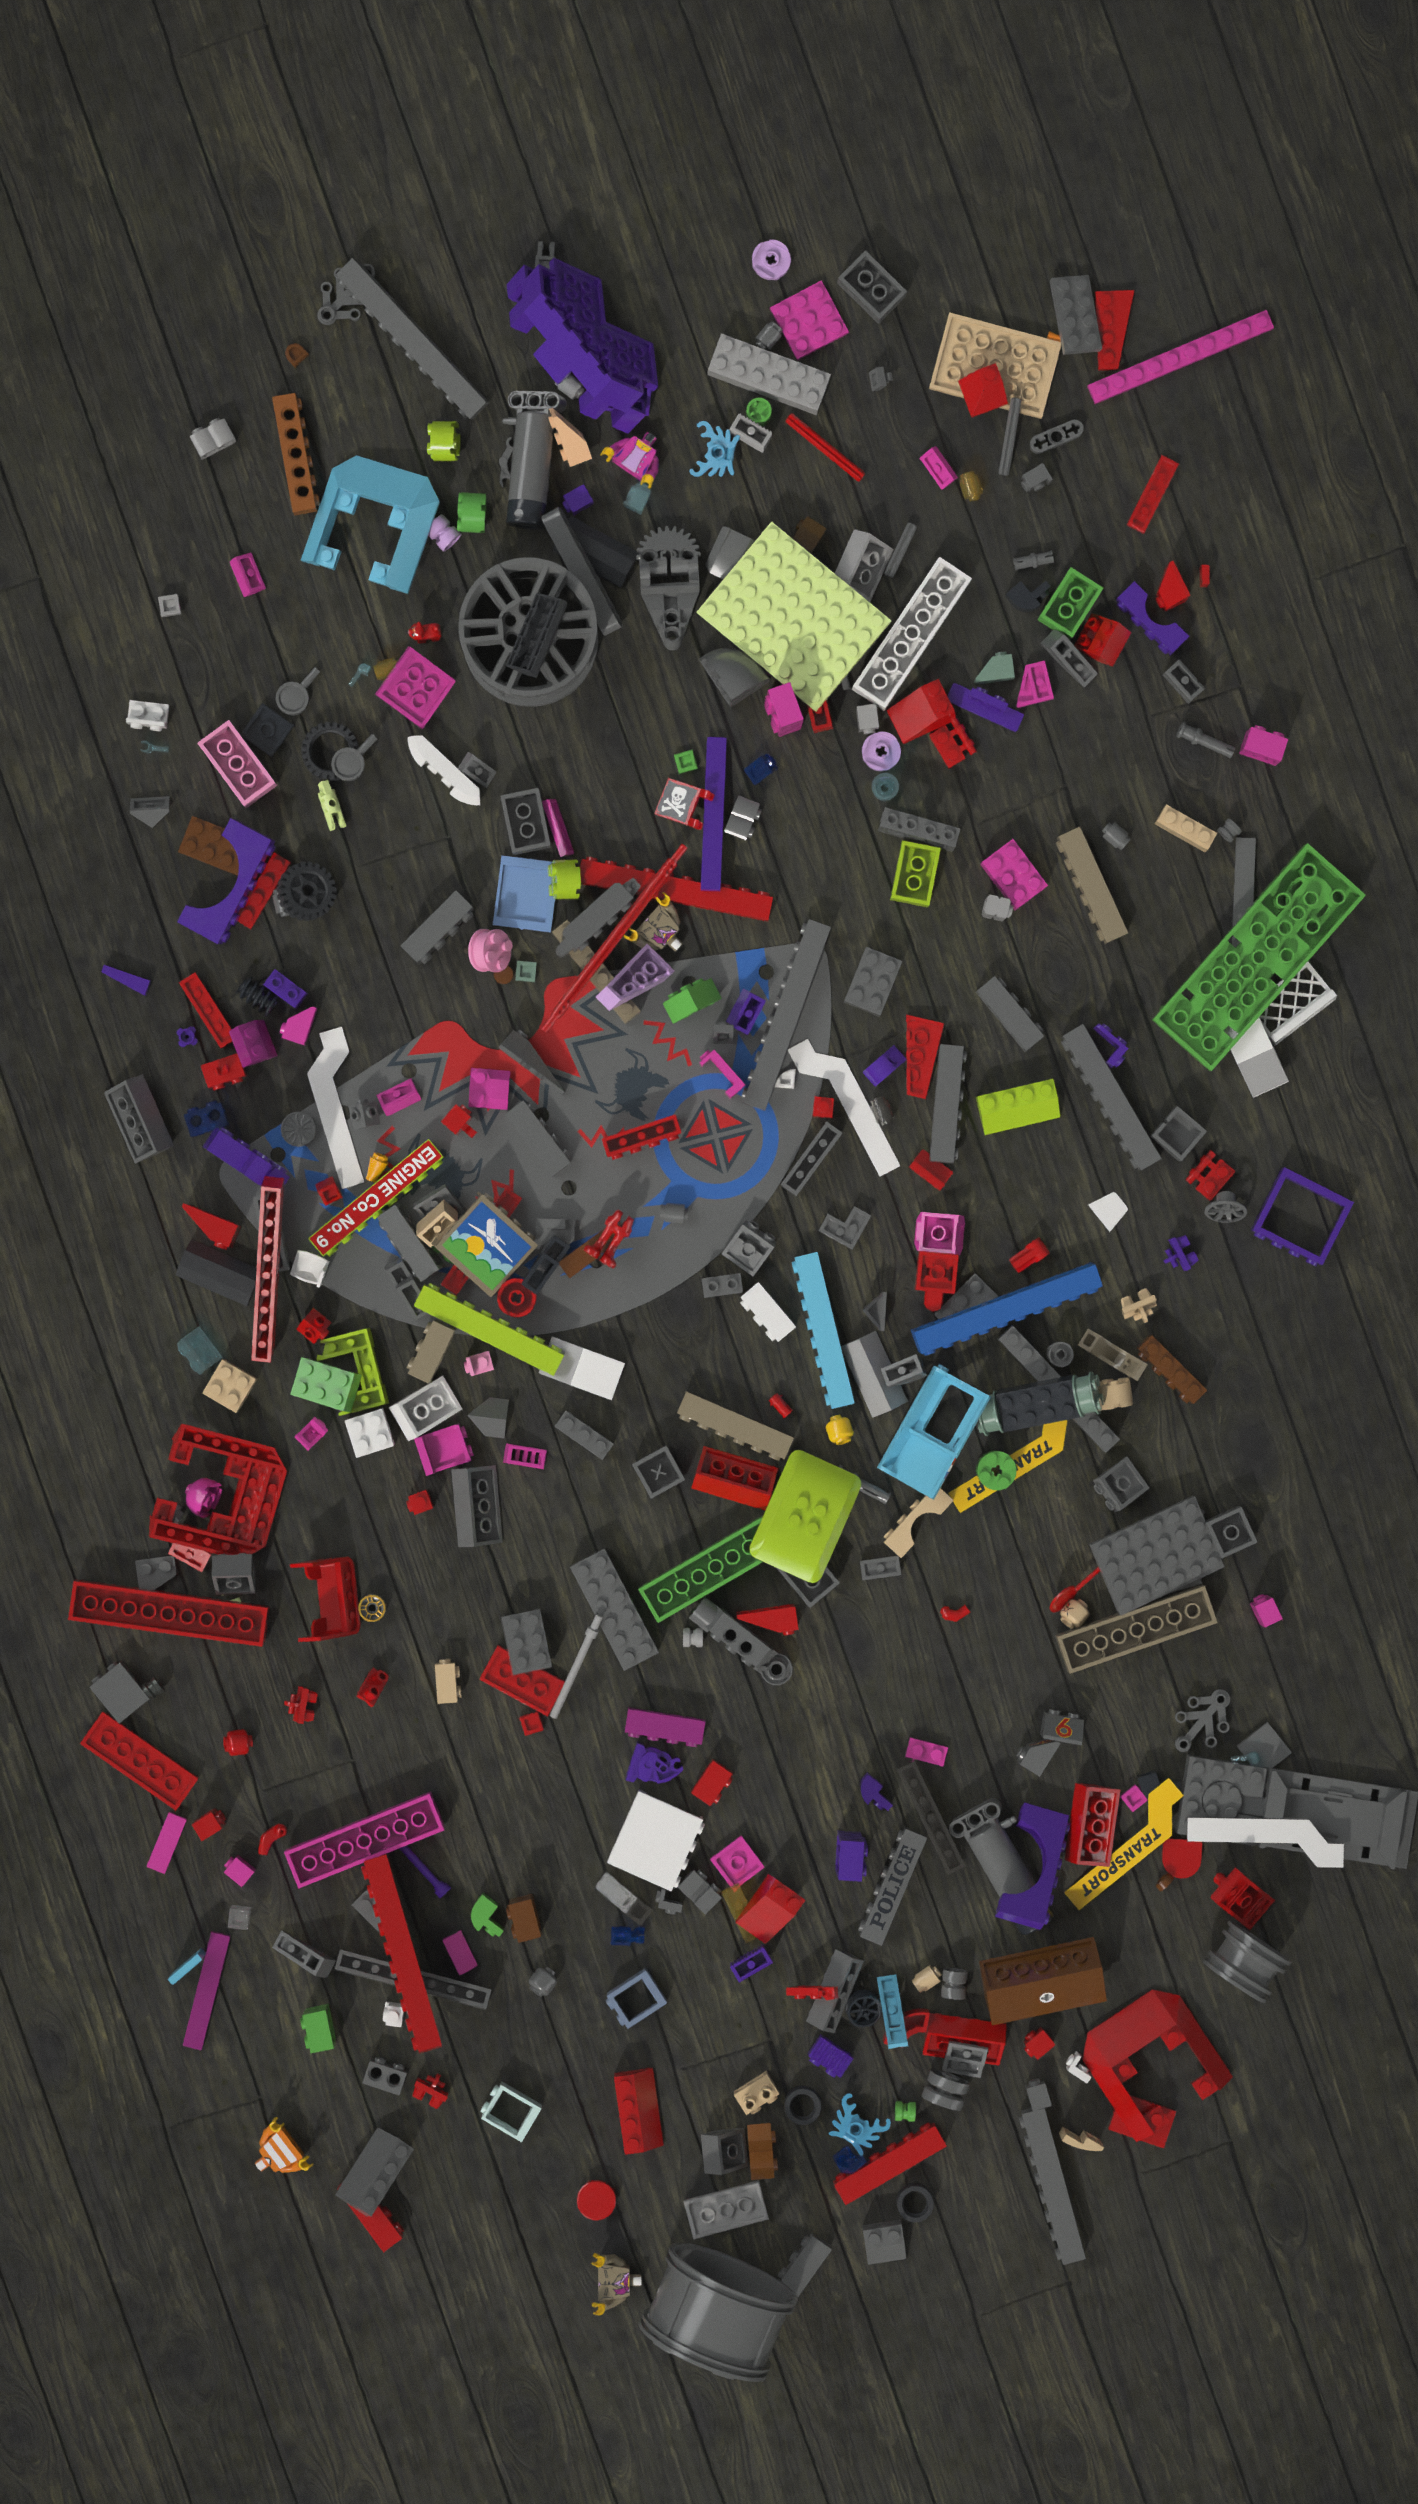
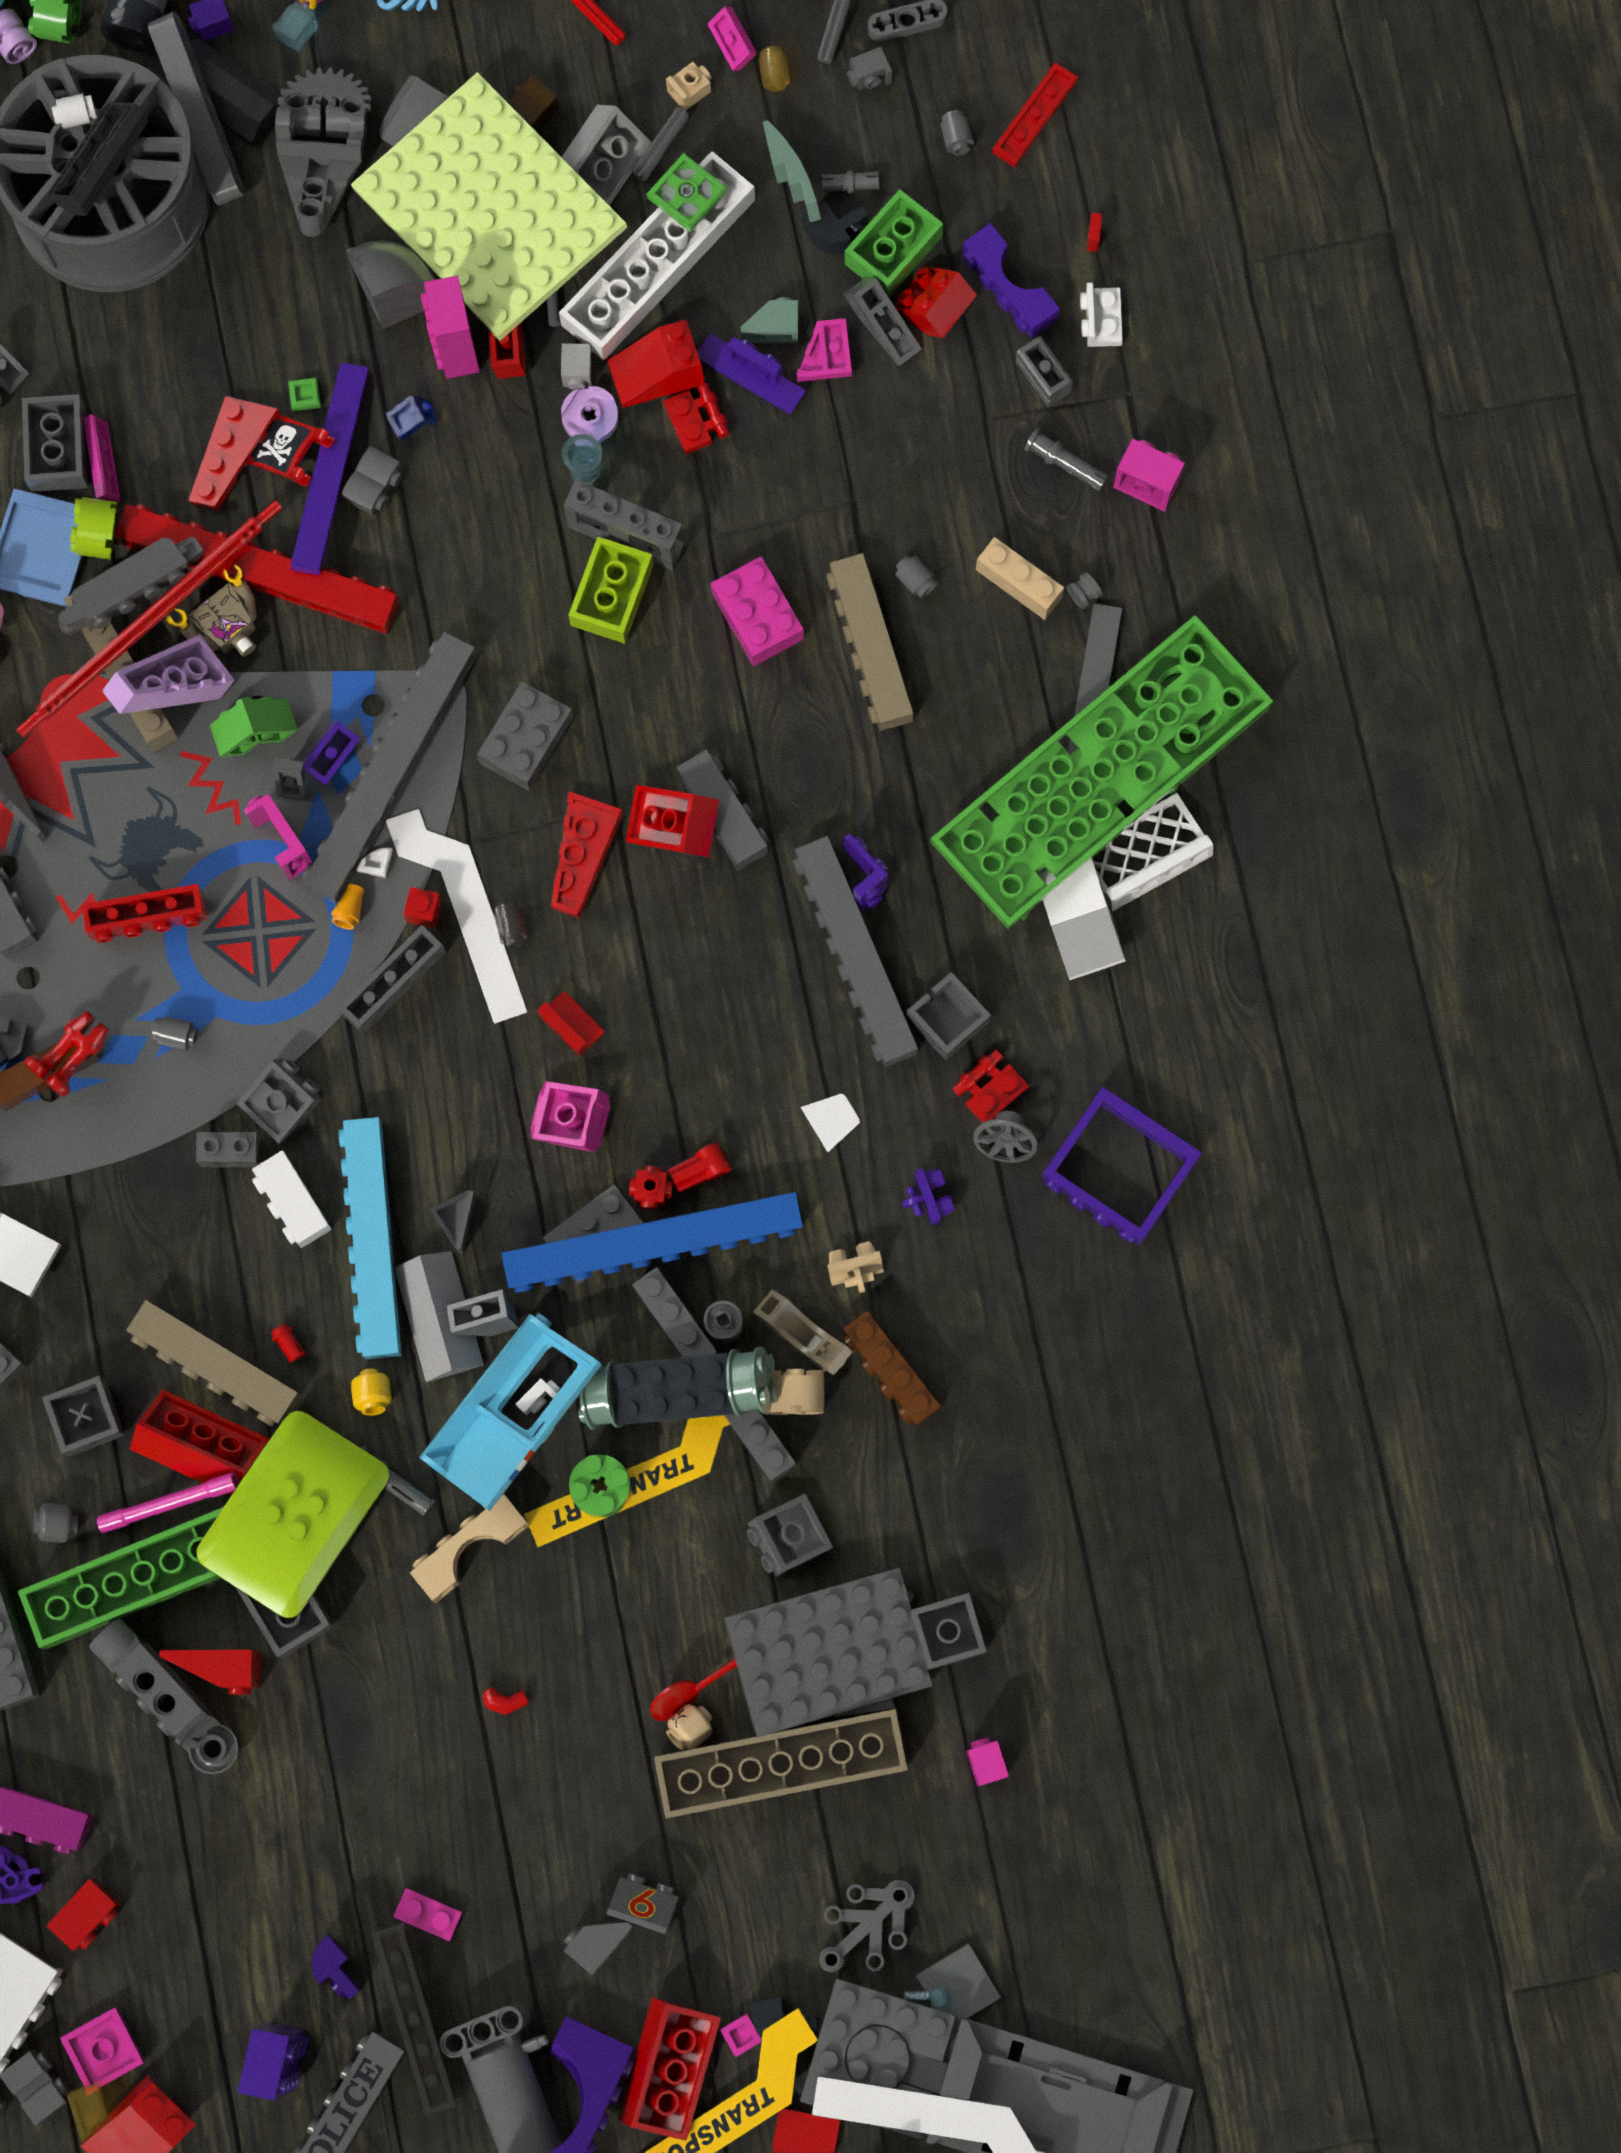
camera: 10 degrees right, 10 degrees down
(515, 603) = (74, 110): none -> white brick
(526, 971) = (20, 657): sand green tile -> none
(643, 804) = (230, 448): none -> wing
(650, 1541) = (54, 1522): none -> dark grey head
(692, 1637) = (96, 1682): light grey wheel -> none
(750, 1507) = (212, 1488): none -> dark pink piece
(773, 1115) = (348, 909): none -> light orange cone
(847, 1232) = (432, 1097): dark grey plate -> none
(880, 1567) = (400, 1613): dark grey plate -> none
(884, 1065) = (524, 859): dark purple brick -> none
(909, 510) = (687, 93): none -> tan brick
(928, 590) = (686, 192): none -> bright green piece
(936, 1276) = (552, 1179): red brick -> none
(945, 1419) = (534, 1398): none -> white bracket
(946, 1104) = (608, 927): dark grey brick -> none
(979, 1028) = (672, 820): none -> red slope
(992, 558) = (789, 168): none -> sand green slope
(992, 1273) = (651, 1199): none -> red brick
(997, 908) = (723, 652): light grey brick -> none
(1018, 1106) = (715, 946): lime slope -> none
(1101, 516) = (956, 133): none -> dark grey brick
(1172, 588) = (1044, 244): red slope -> none
(1217, 634) = (1103, 316): none -> white bracket

